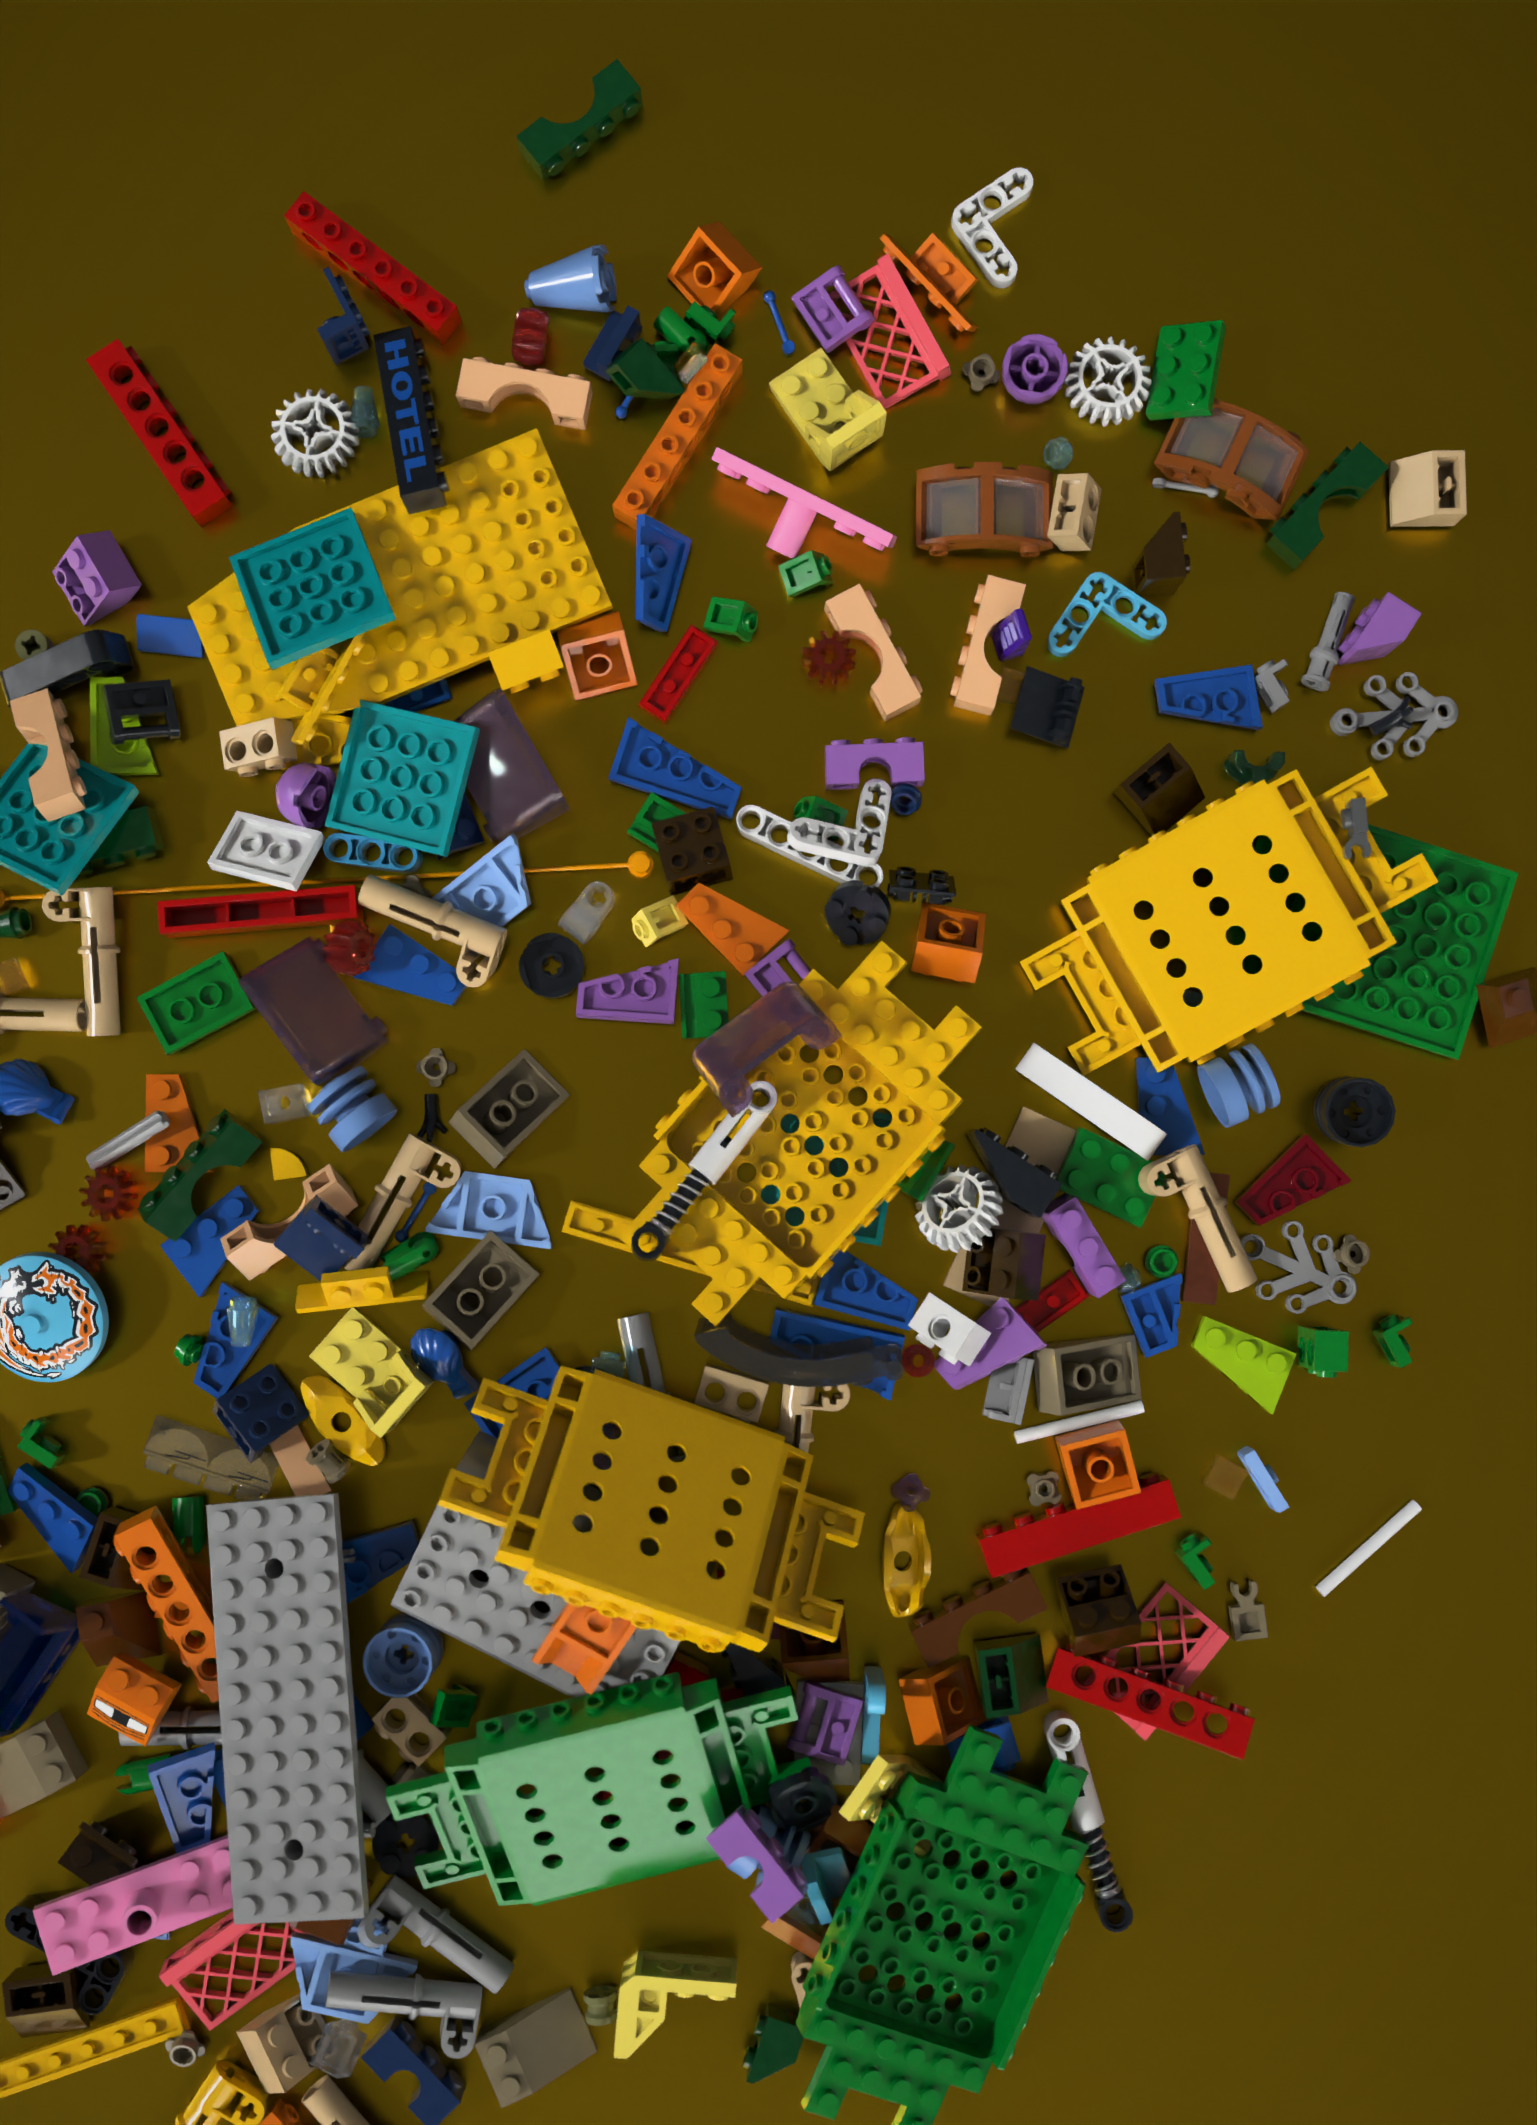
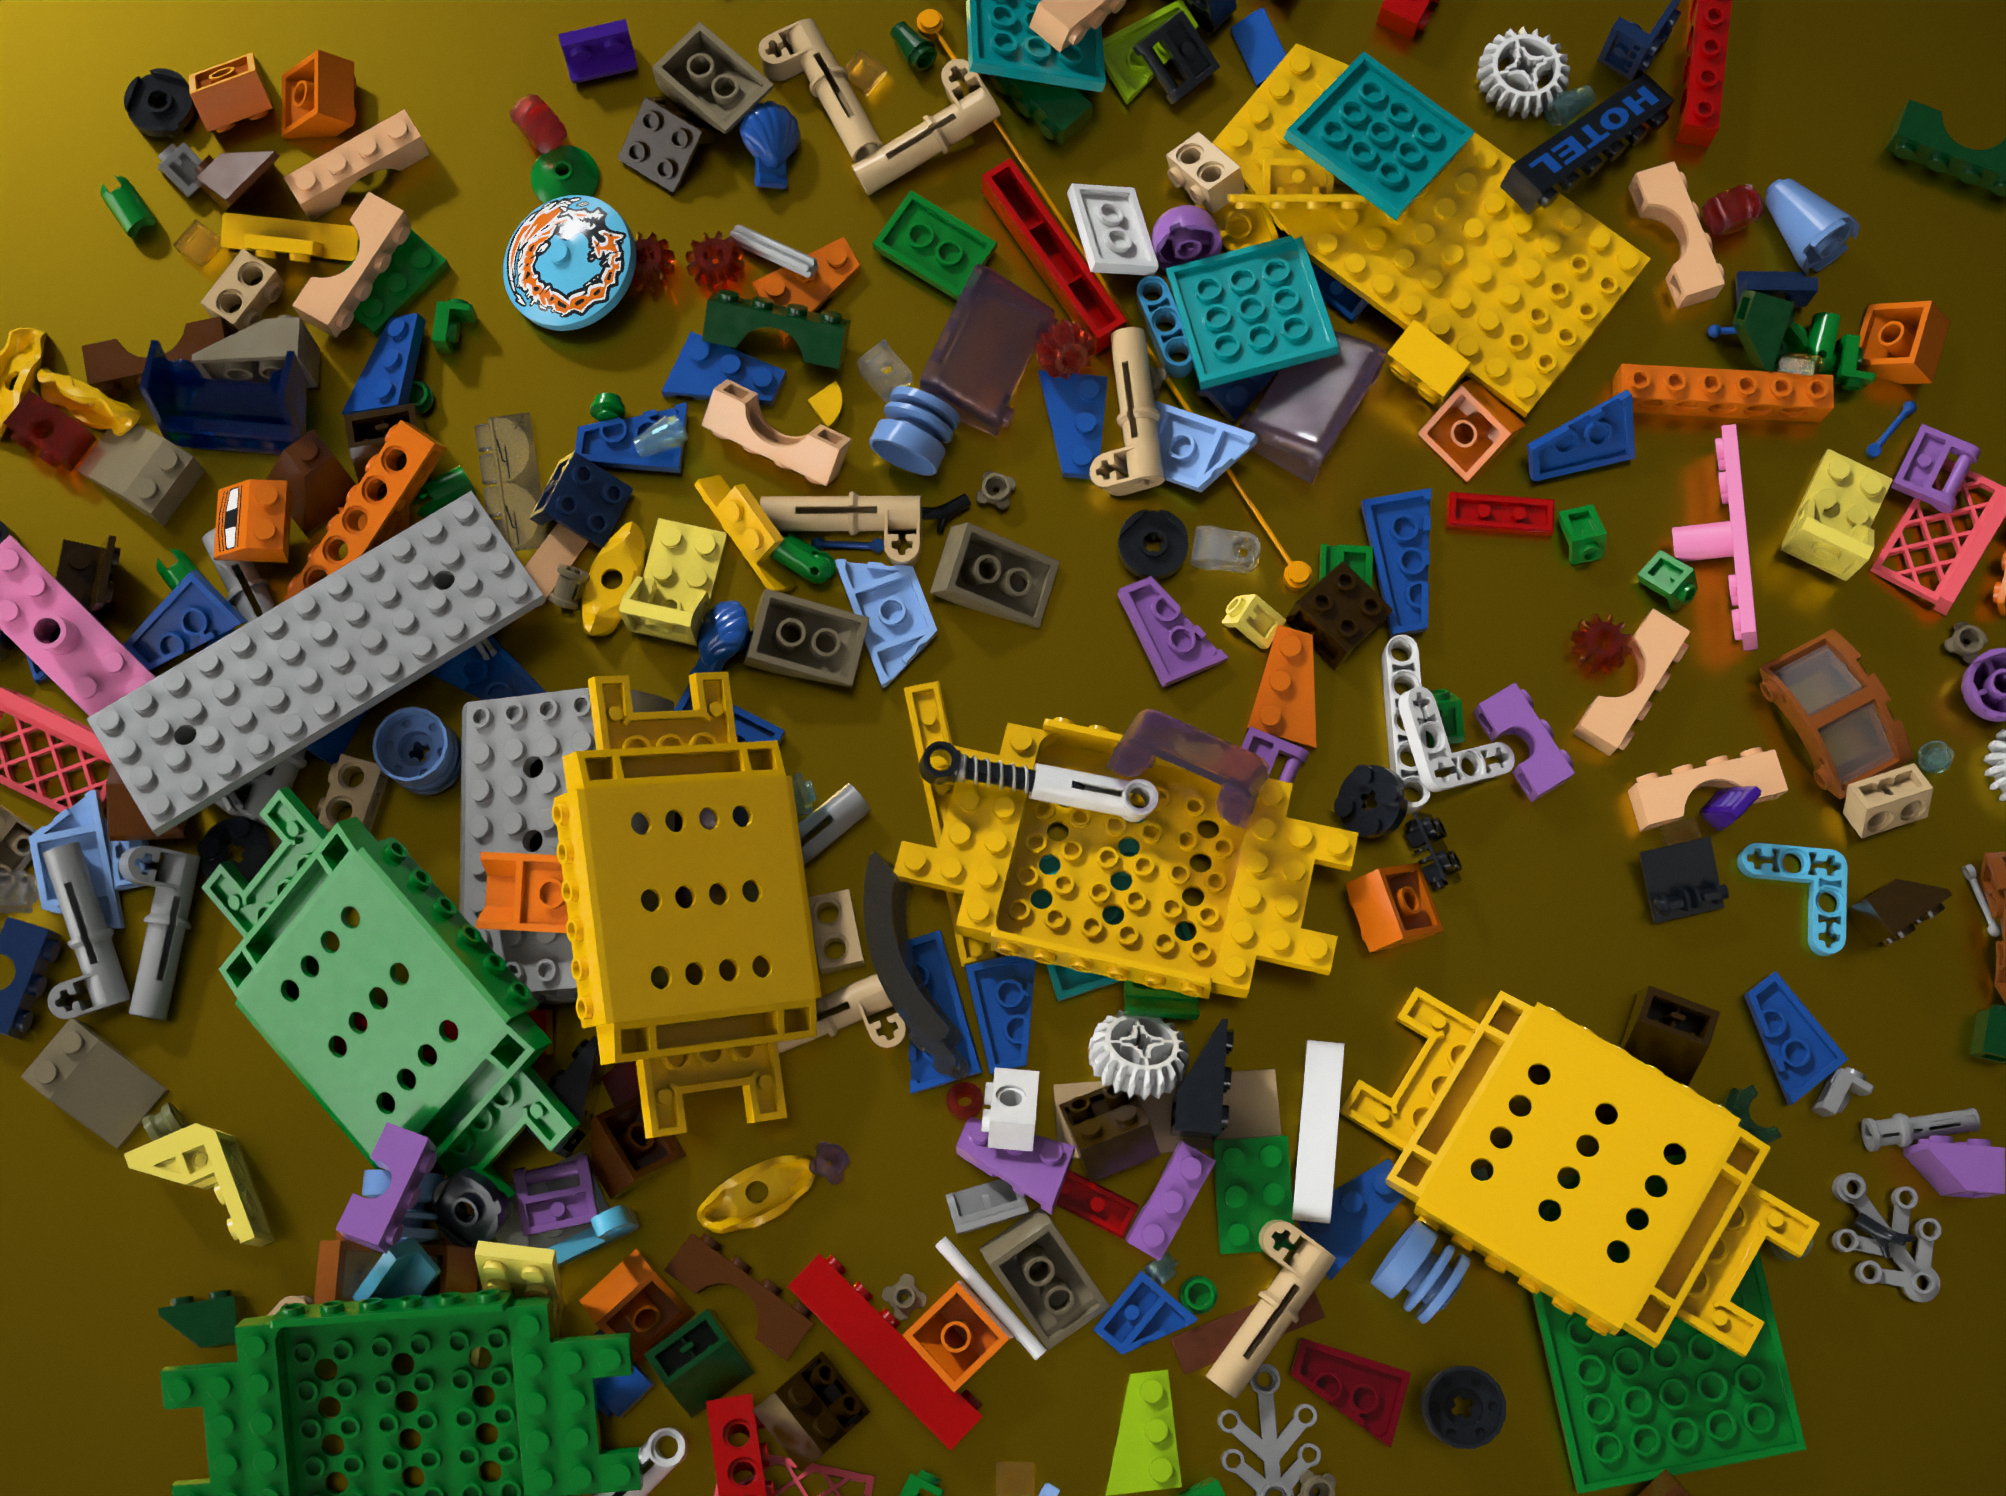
camera: 65 degrees right, 10 degrees down
(321, 1239) = (777, 464): dark blue bracket -> none
(453, 1707) = (391, 821): green bracket -> none
(703, 1003) = (1200, 701): green plate -> none
(902, 805) = (1501, 790): dark blue plate -> none
(1355, 821) = (1755, 1231): dark grey plate -> none

